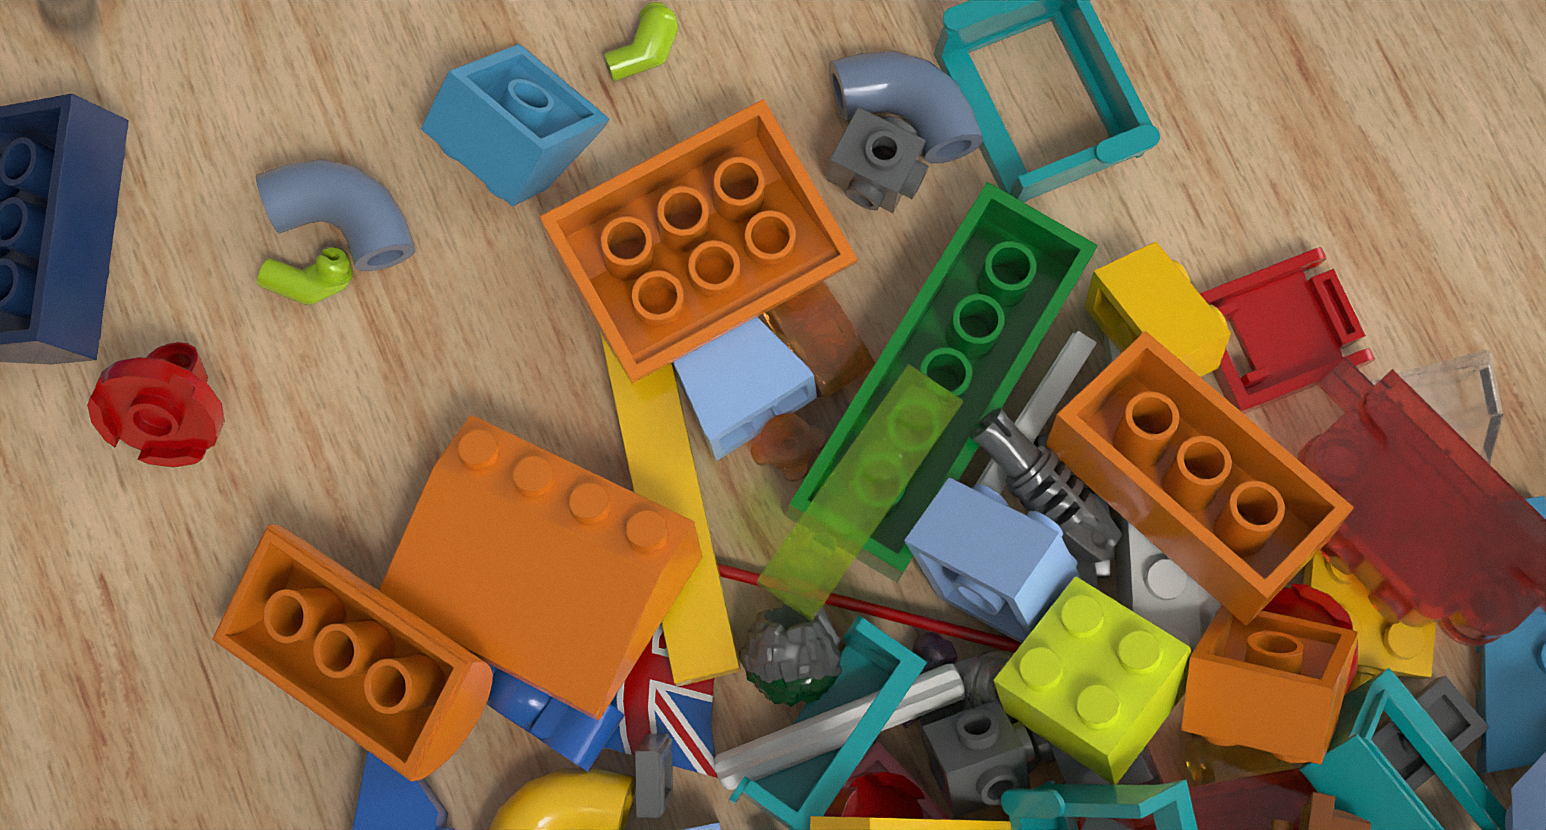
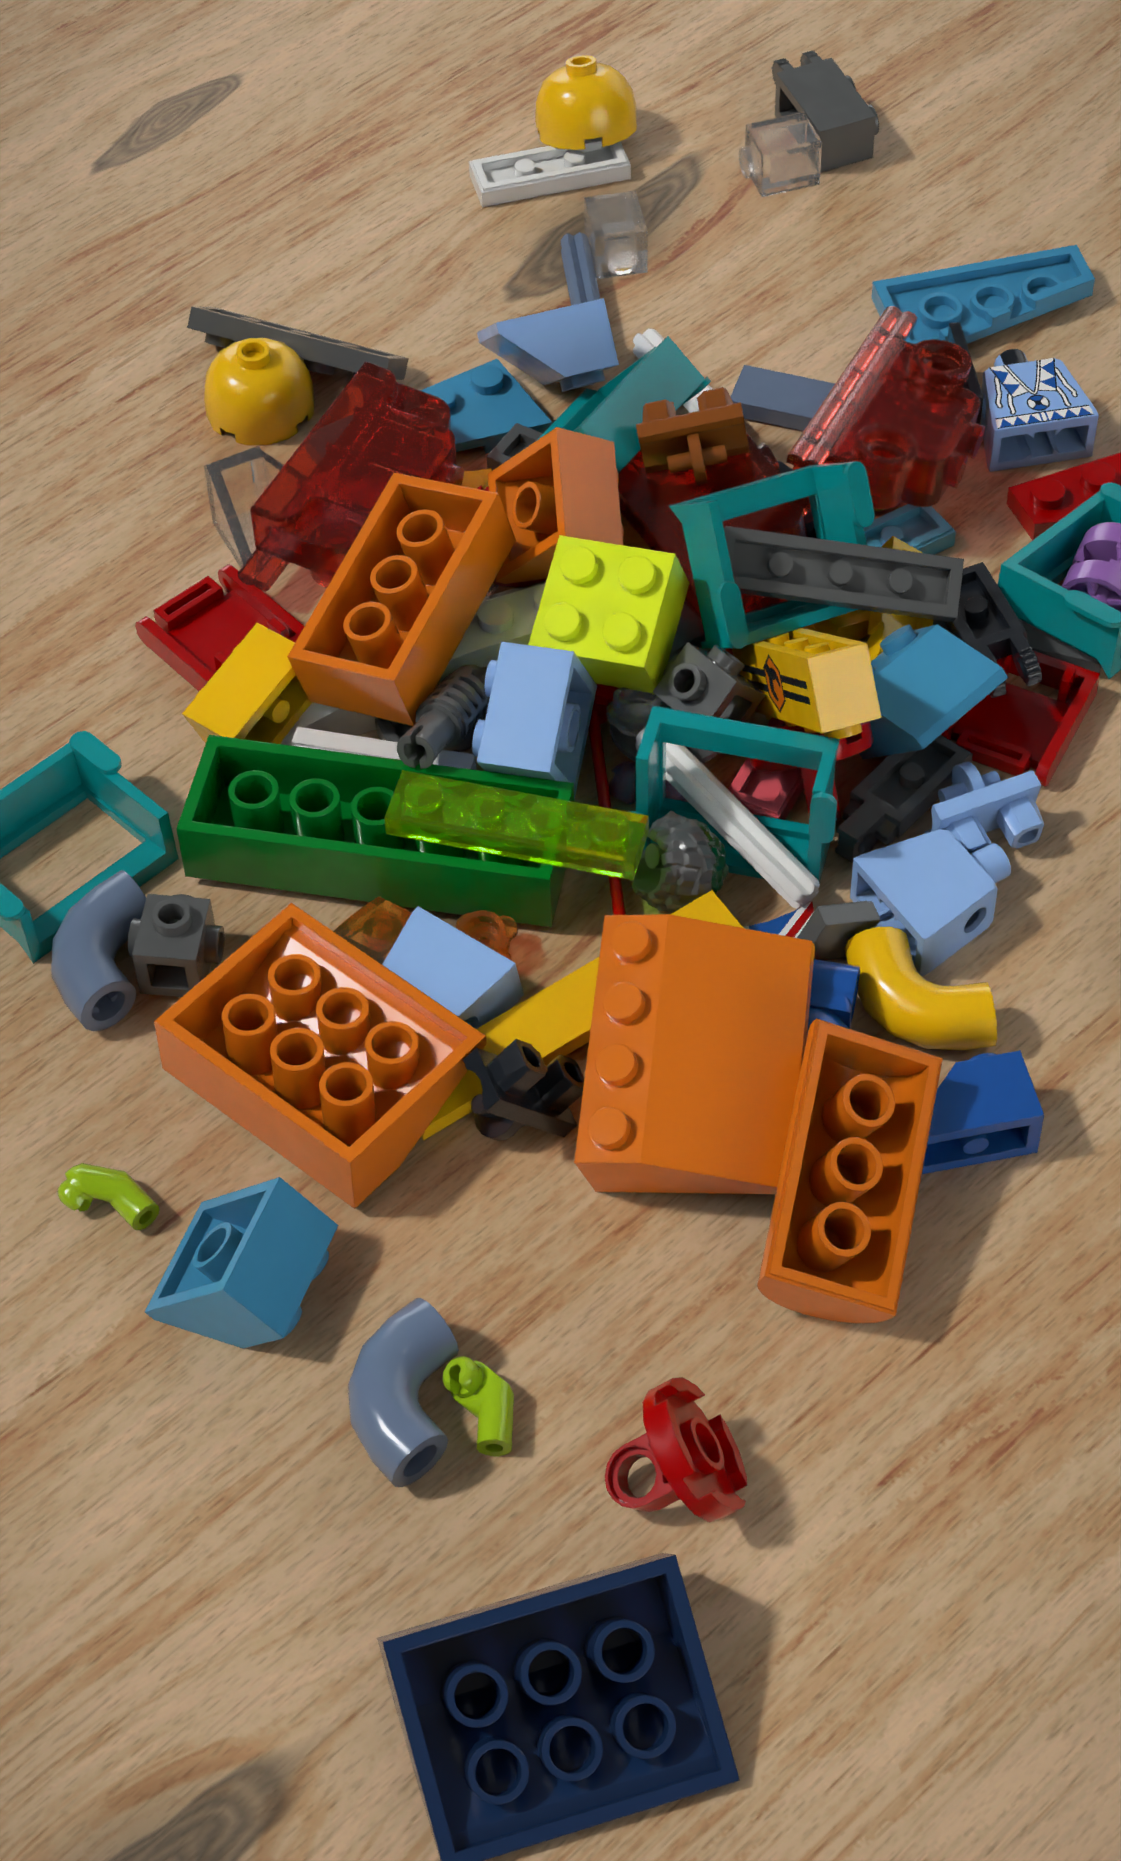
camera: 105 degrees left, 25 degrees down
(583, 407) = (524, 1091): none -> black hips

